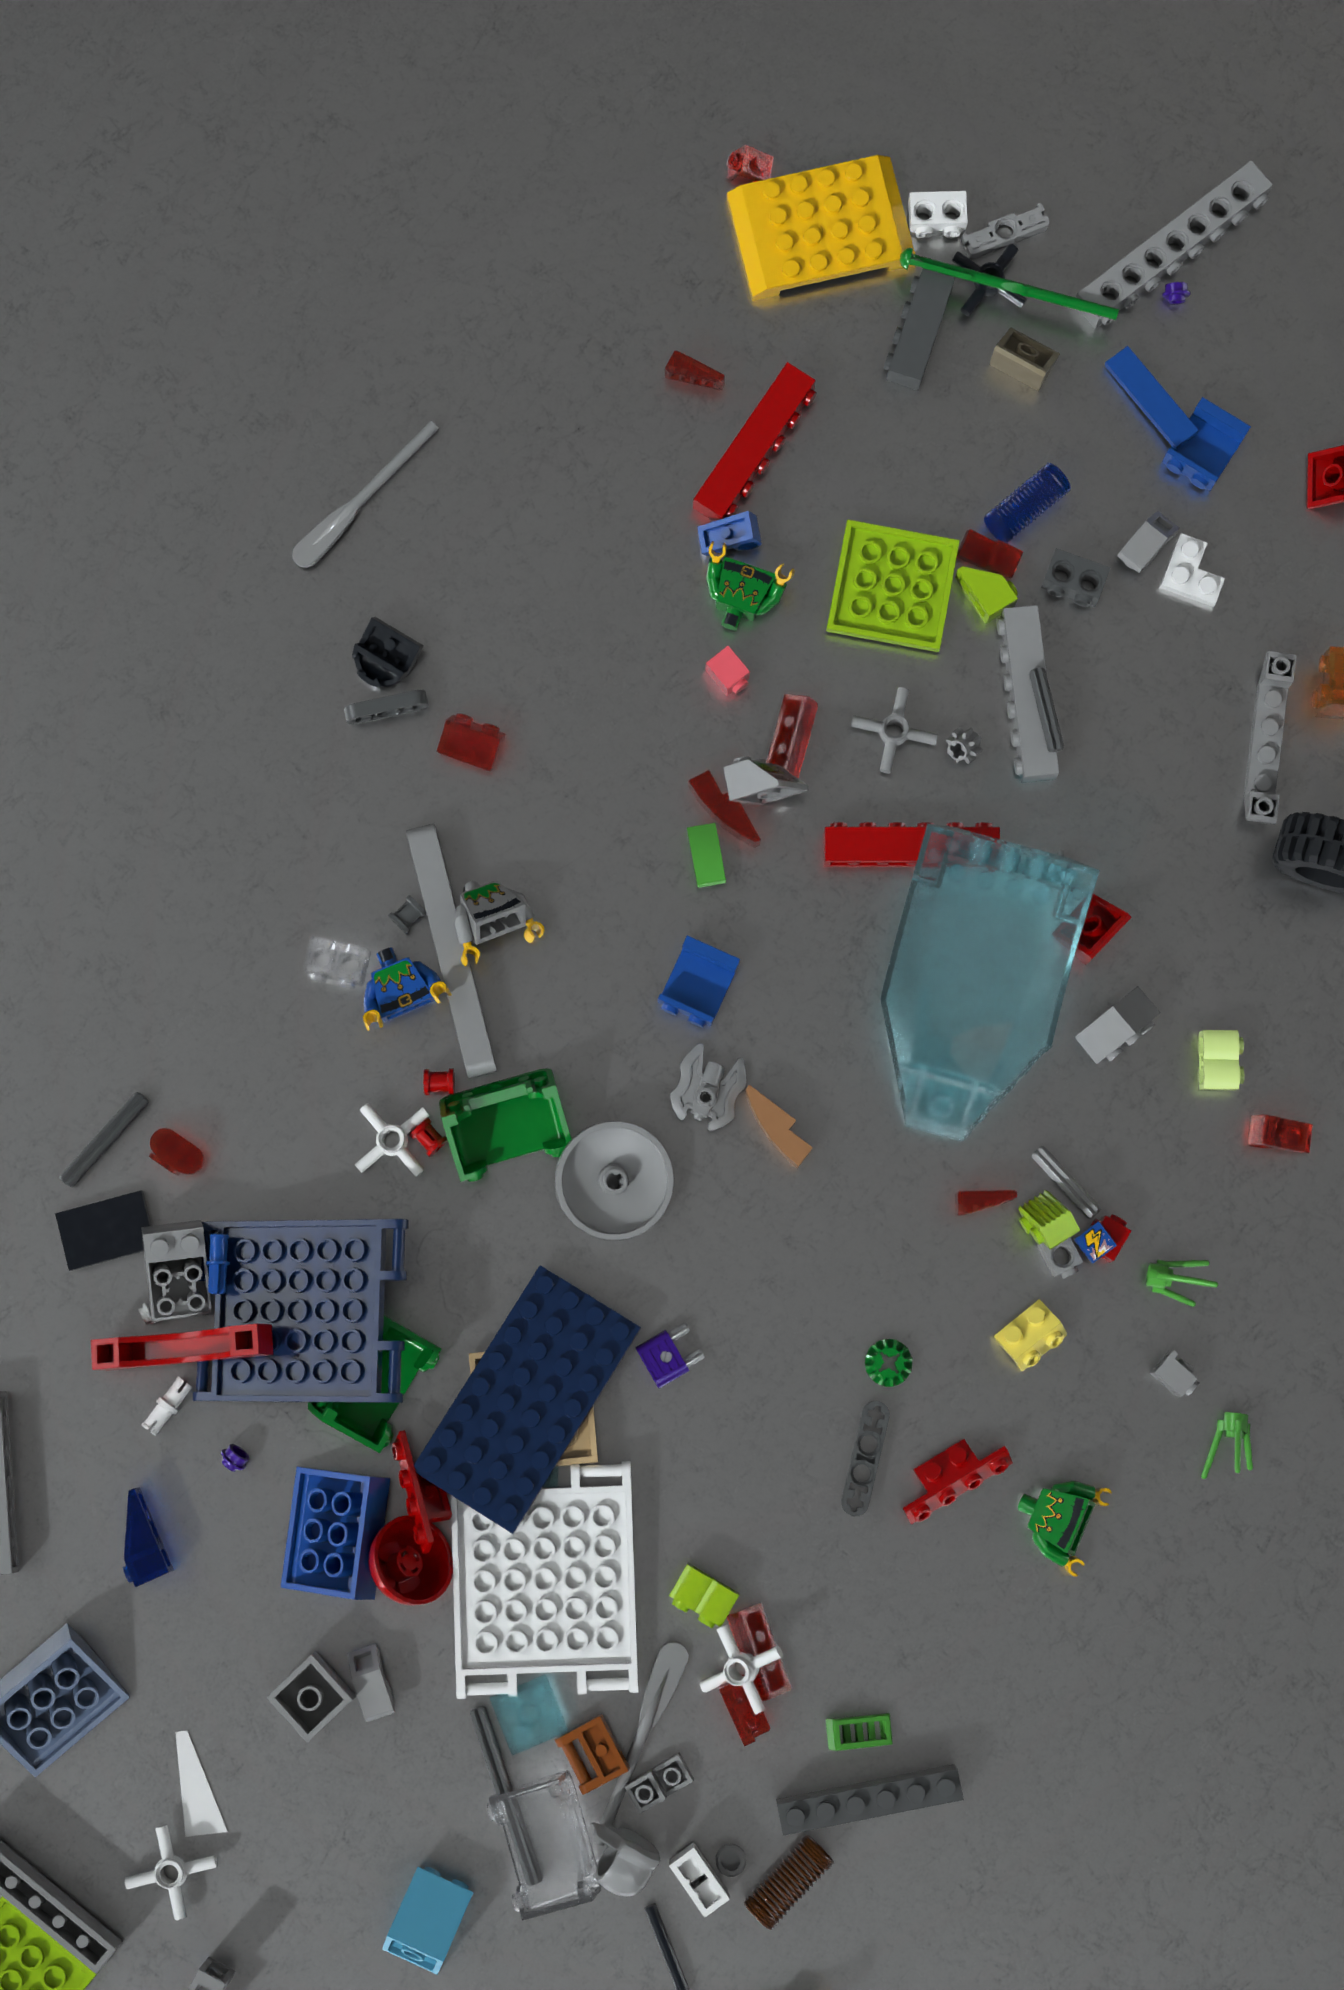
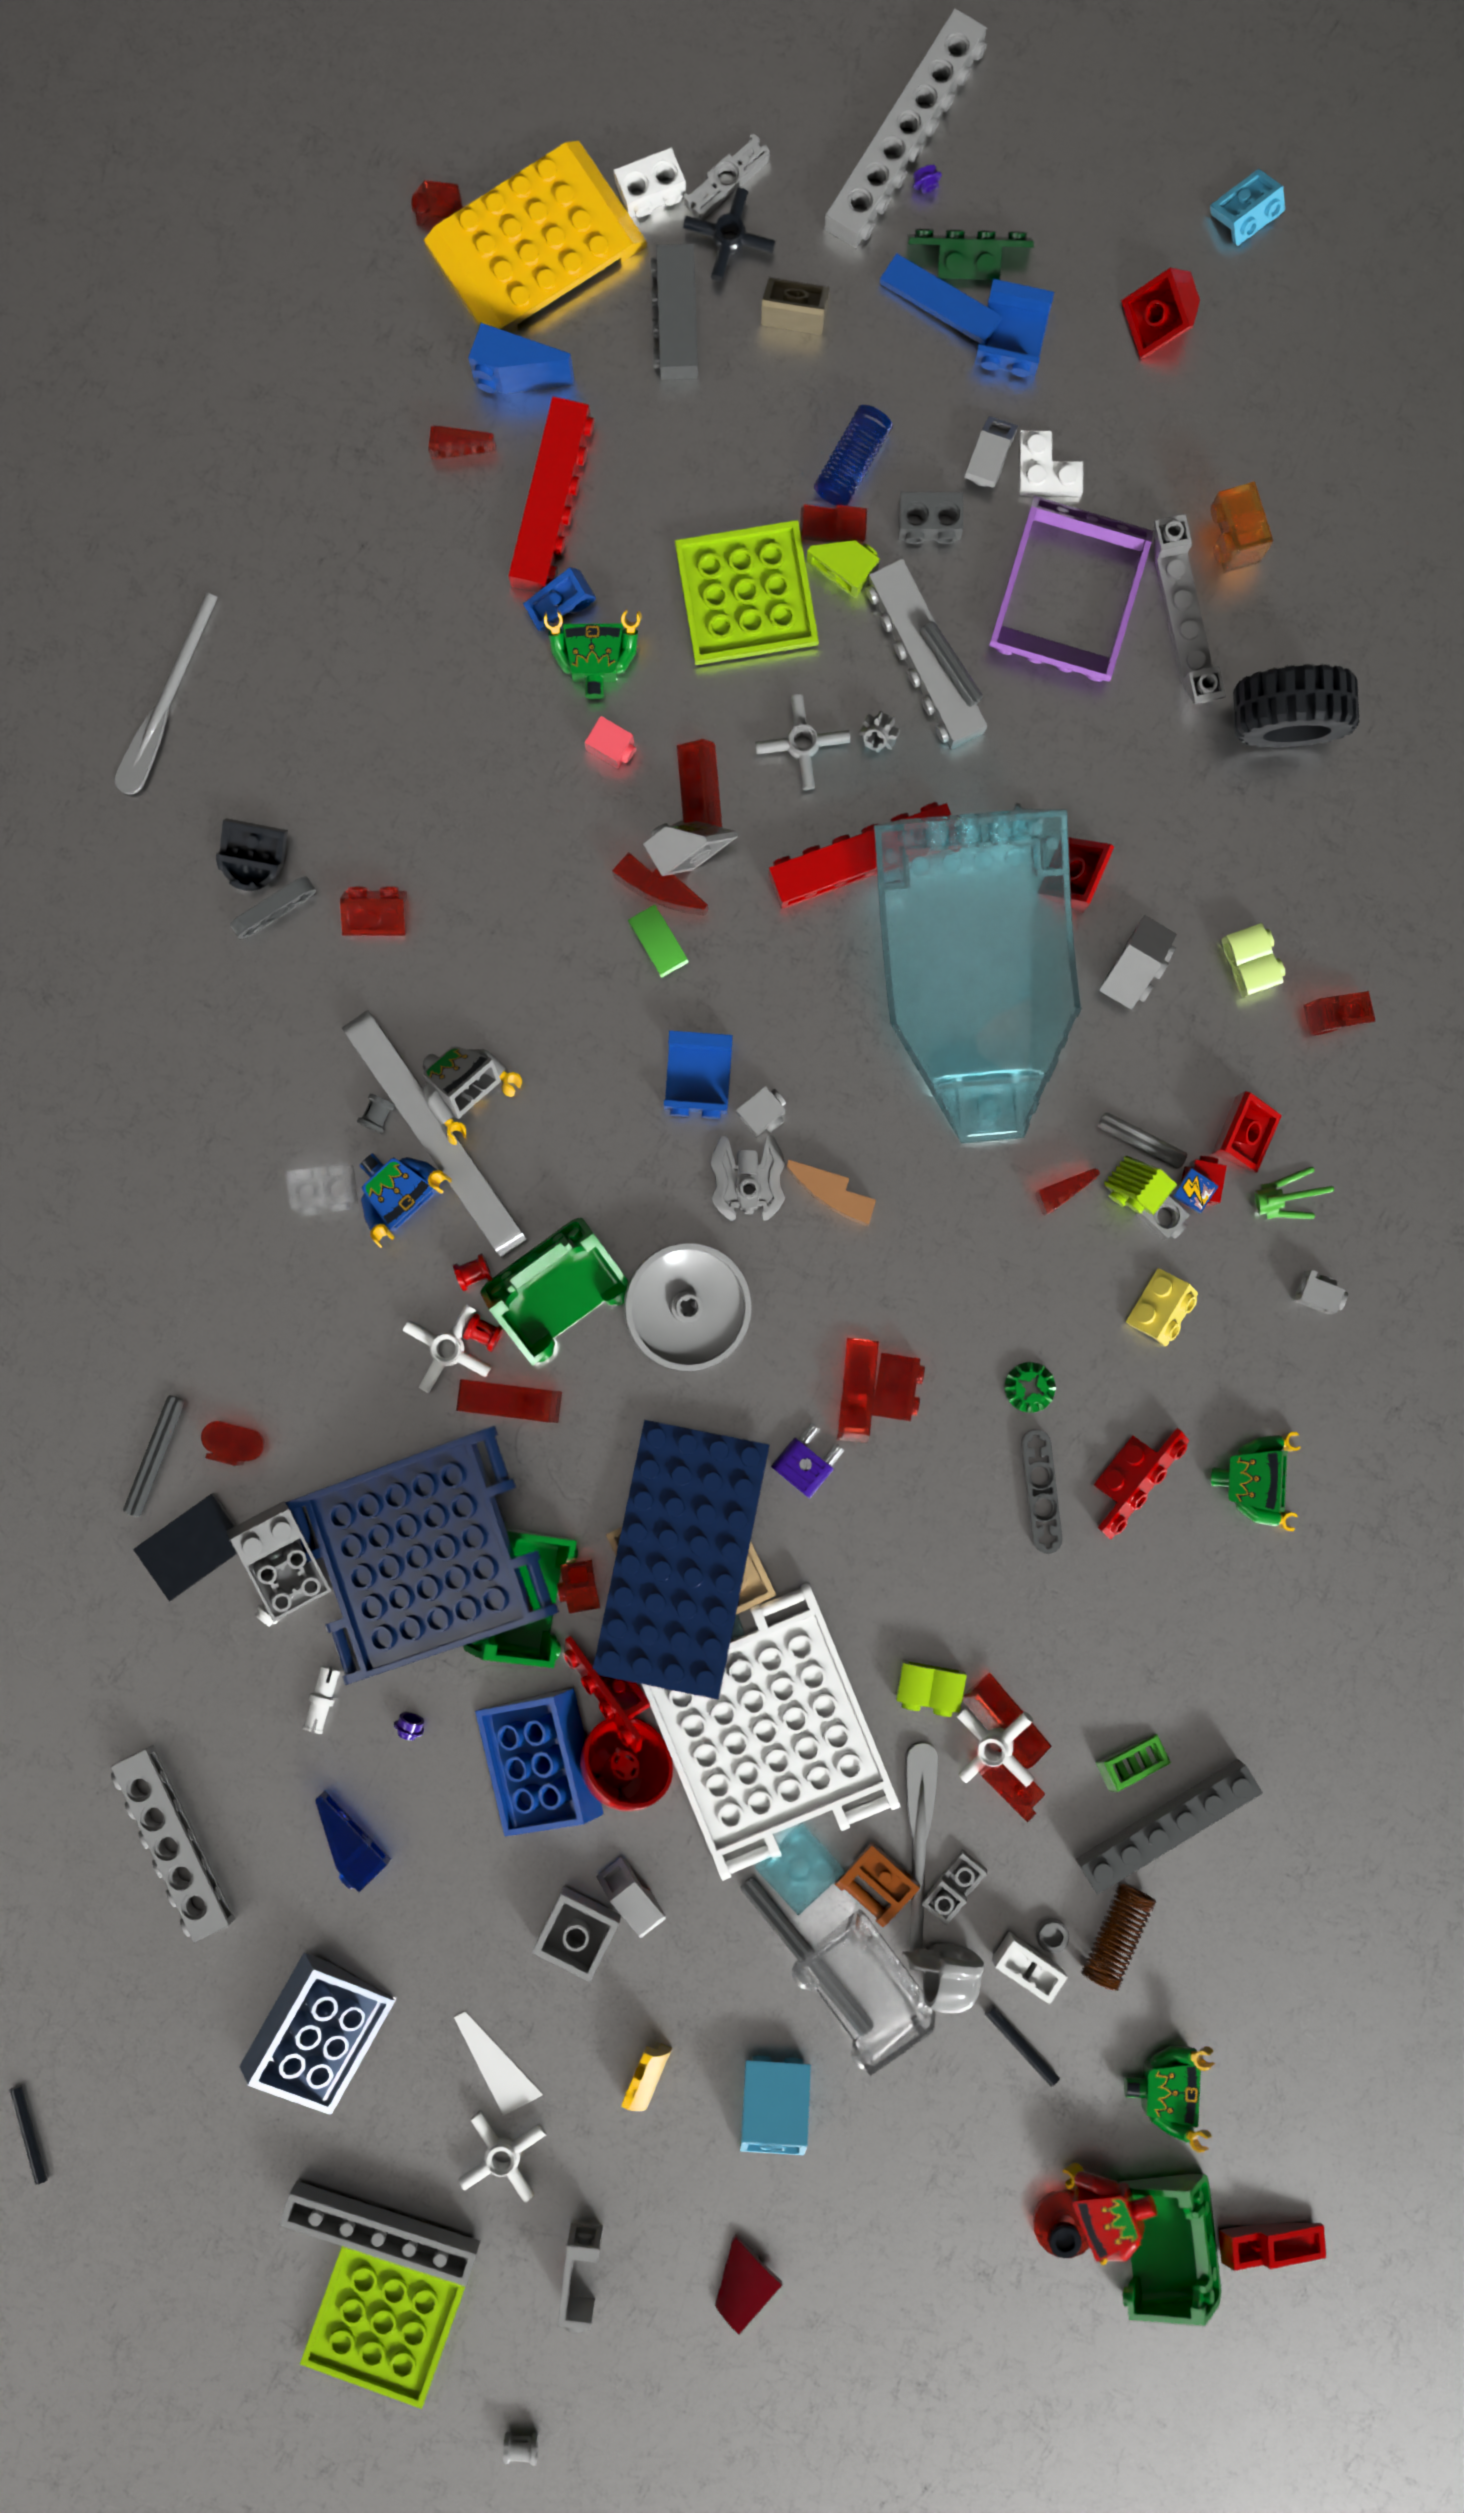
camera: 20 degrees left, 5 degrees up
(181, 1348) = (313, 1637): red arch -> none
(218, 1263) = (318, 1539): blue axle -> none
(324, 1849) = (646, 2078): none -> yellow slope
(428, 1205) = (509, 1401): none -> clear red slope
(428, 1390) = (579, 1587): none -> clear red brick
(735, 1309) = (857, 1390): none -> clear red slope
(742, 1035) = (763, 1111): none -> light grey brick
(766, 324) = (516, 364): none -> blue slope
(770, 1319) = (897, 1387): none -> clear red bracket
(908, 258) = (639, 240): green bar -> none
(1140, 732) = (1063, 656): none -> medium lavender window
(1161, 1209) = (1247, 1132): none -> red slope
(1191, 370) = (970, 255): none -> dark green bracket
(1236, 1427) = (1400, 1323): bright green plant -> none

